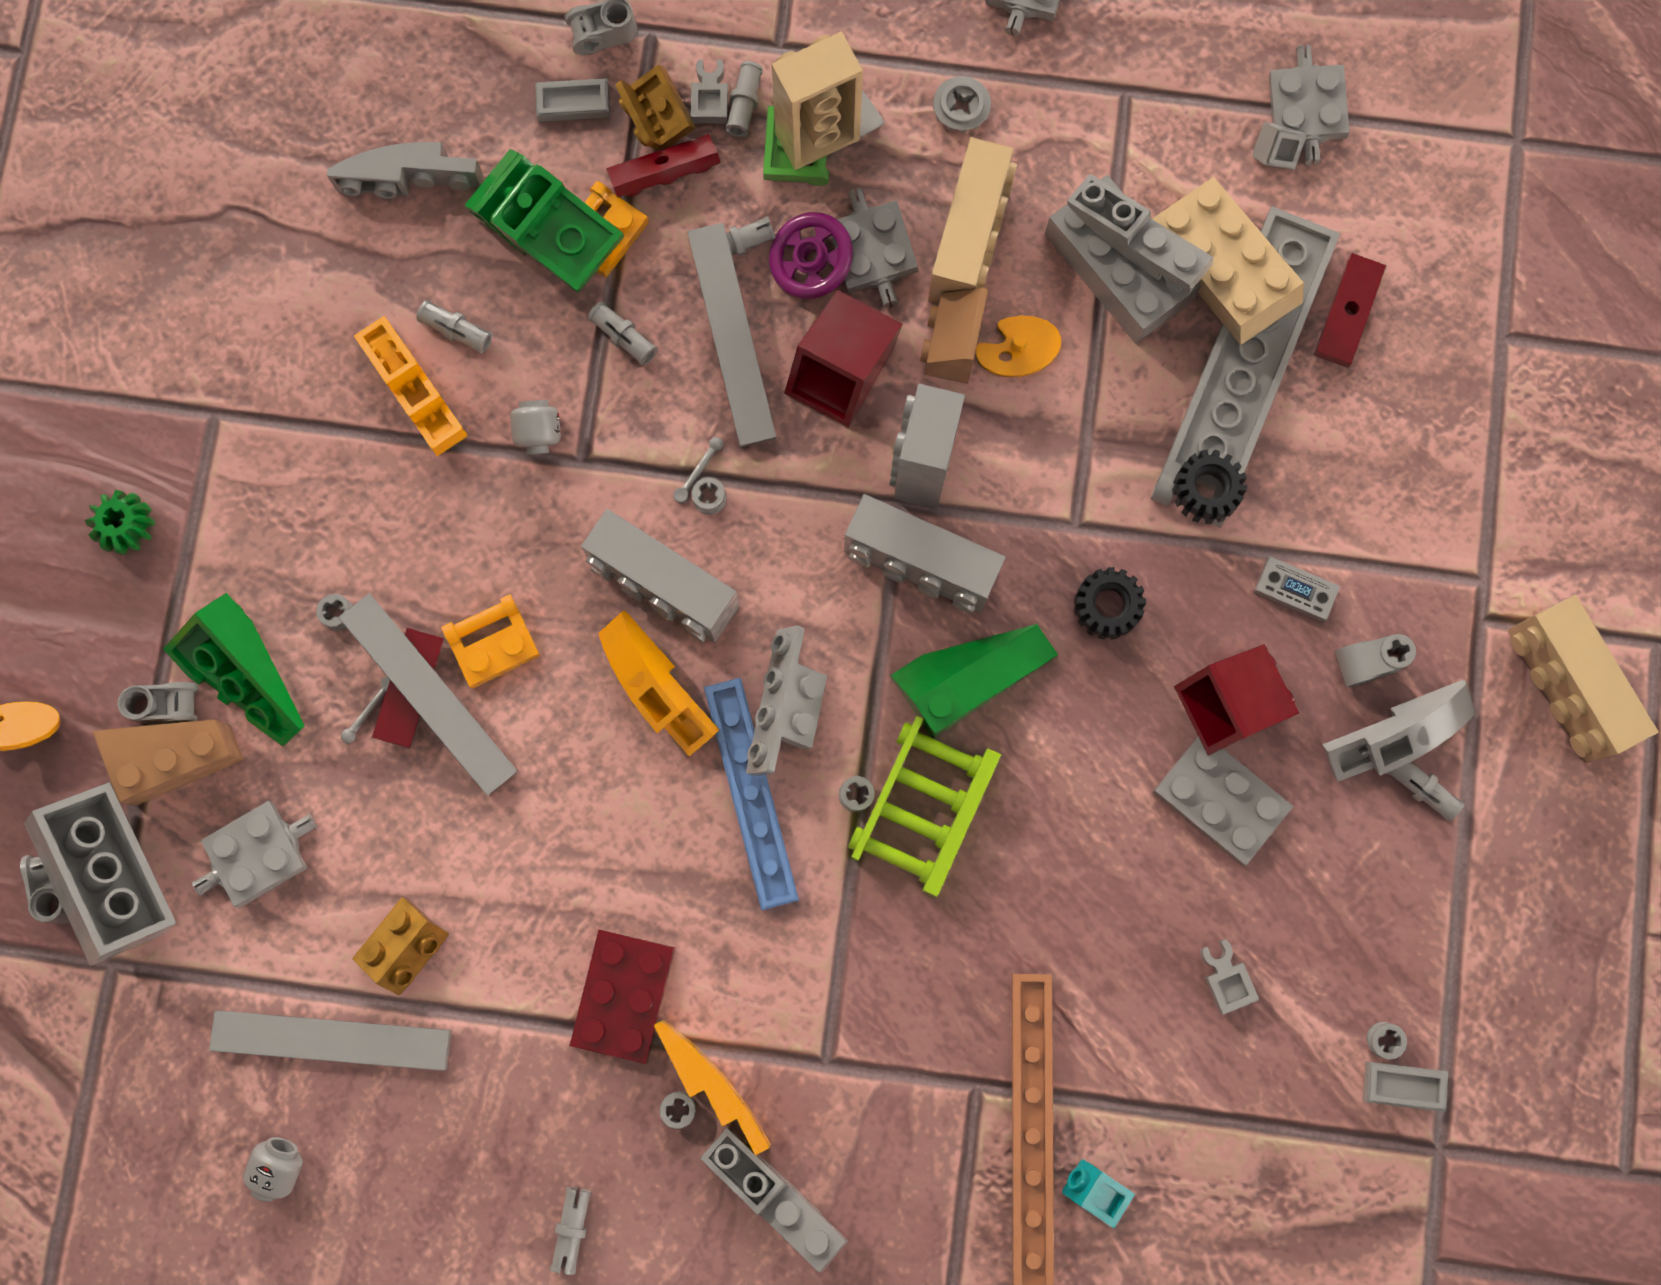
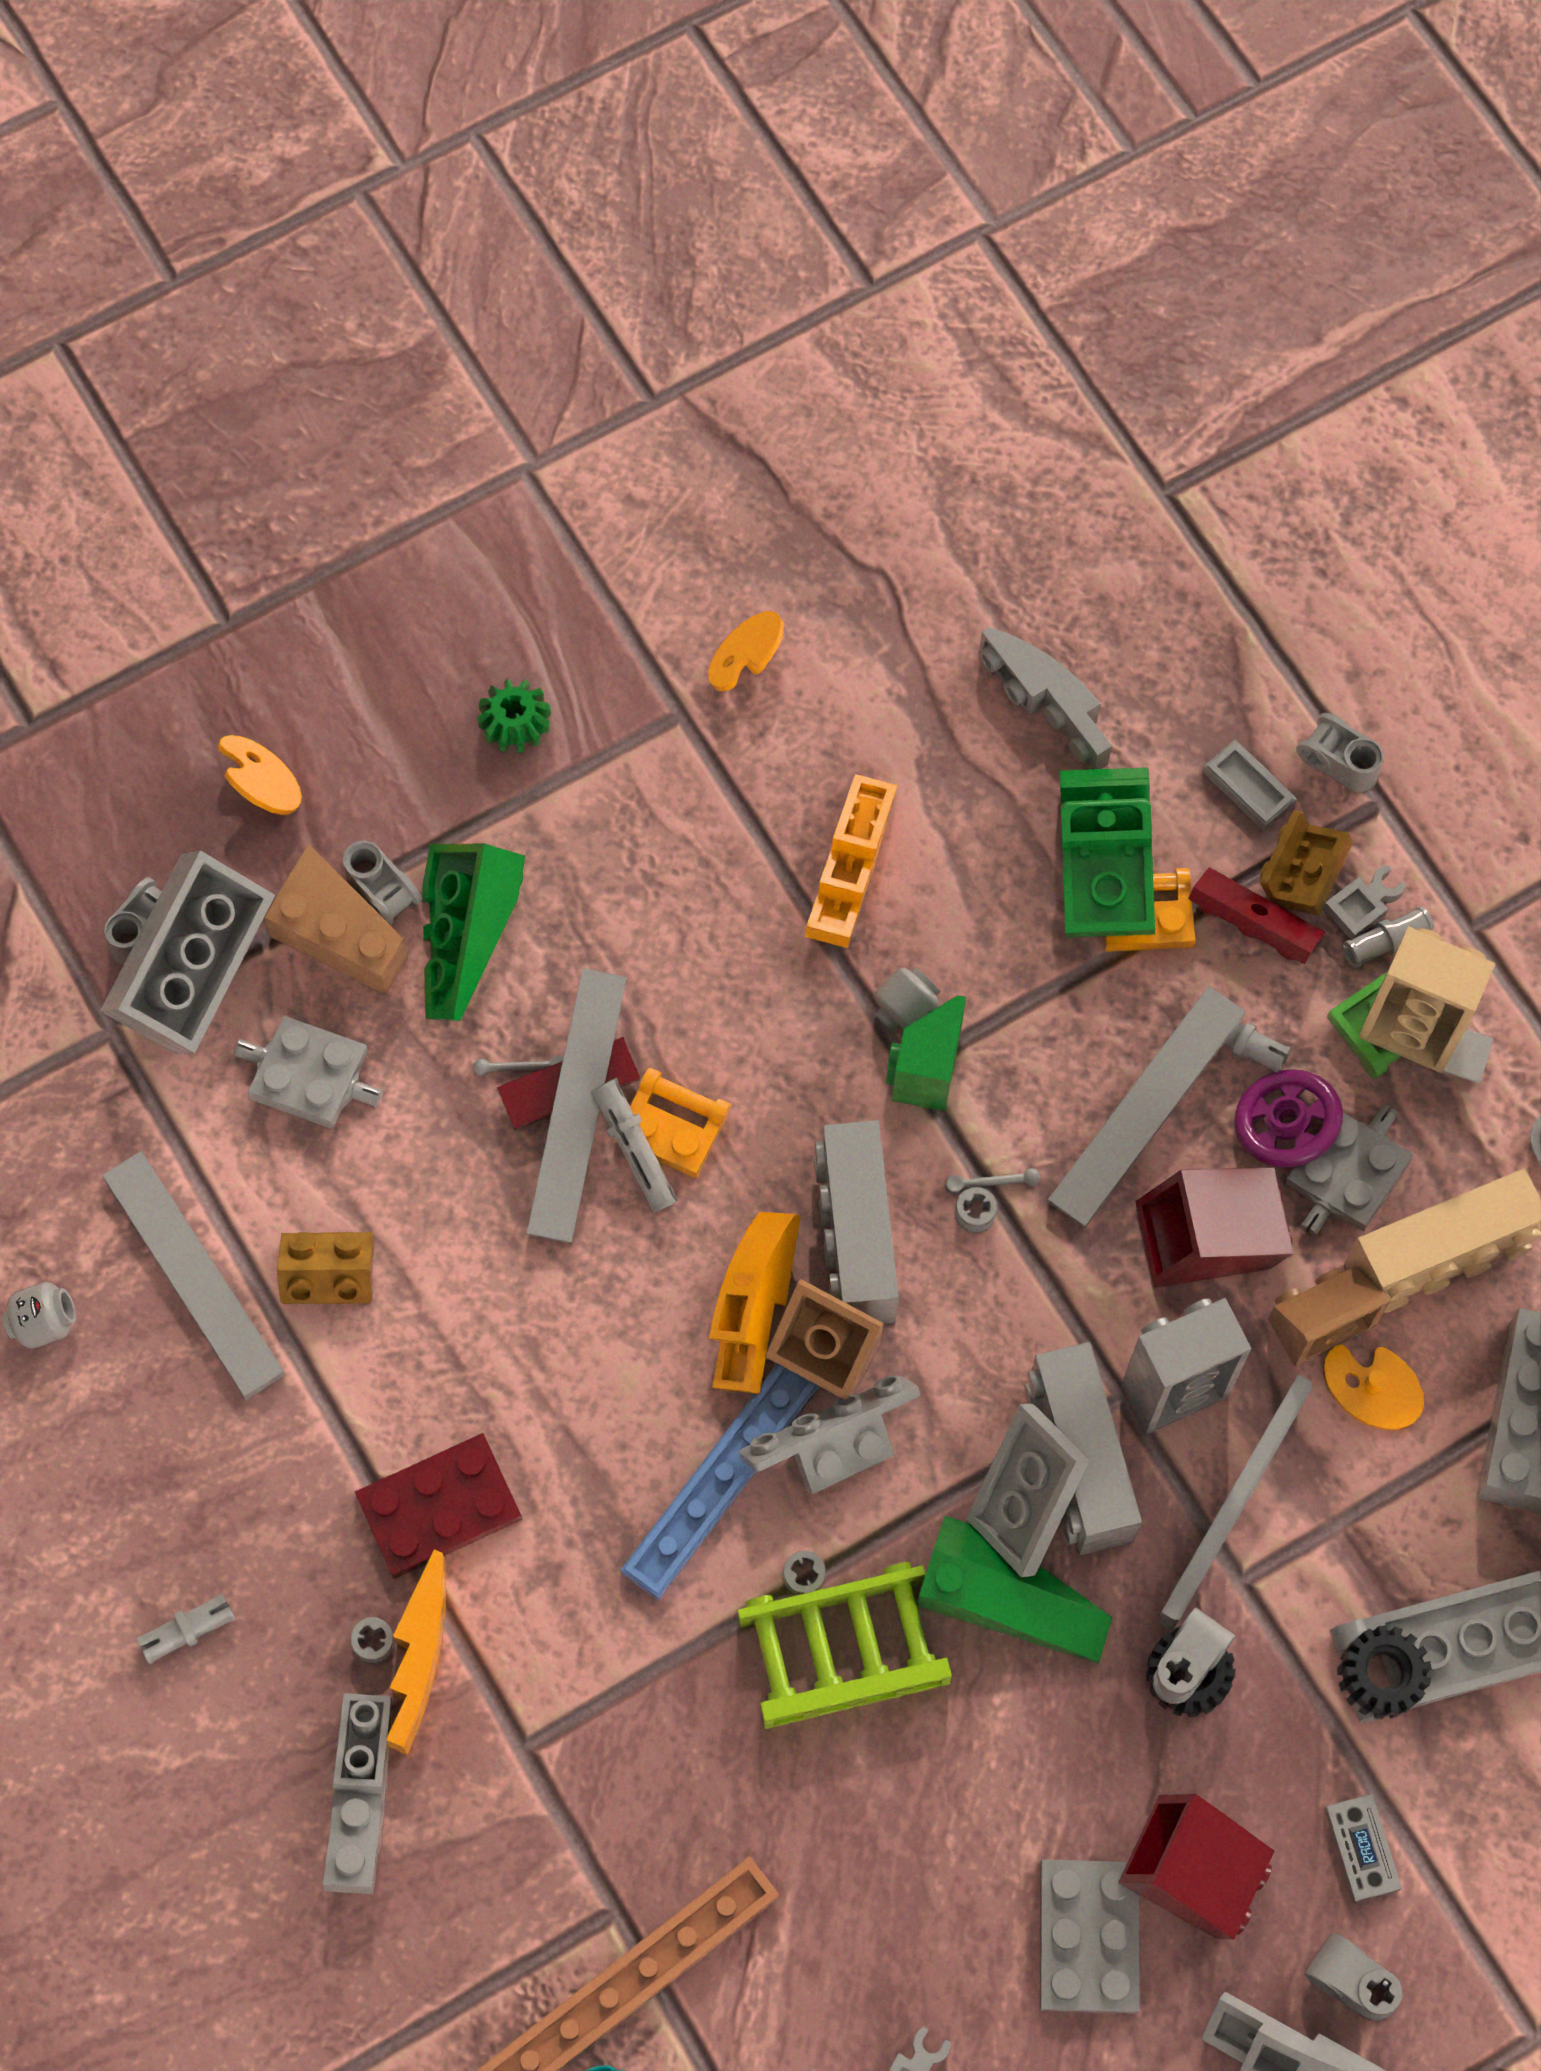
camera: 50 degrees right, 10 degrees down
(205, 330) = (748, 645): none -> light orange piece
(323, 607) = (584, 950): light grey bush -> none
(454, 326) = (940, 854): light grey pin -> none
(485, 678) = (634, 1145): none -> light grey pin
(587, 444) = (926, 1057): none -> green slope
(622, 333) = (1063, 1008): light grey pin -> none
(722, 660) = (825, 1340): none -> medium nougat slope
(924, 610) = (1027, 1489): none -> light grey plate
(1027, 489) = (1235, 1503): none -> light grey tile
(1106, 590) = (1194, 1652): none -> light grey piece

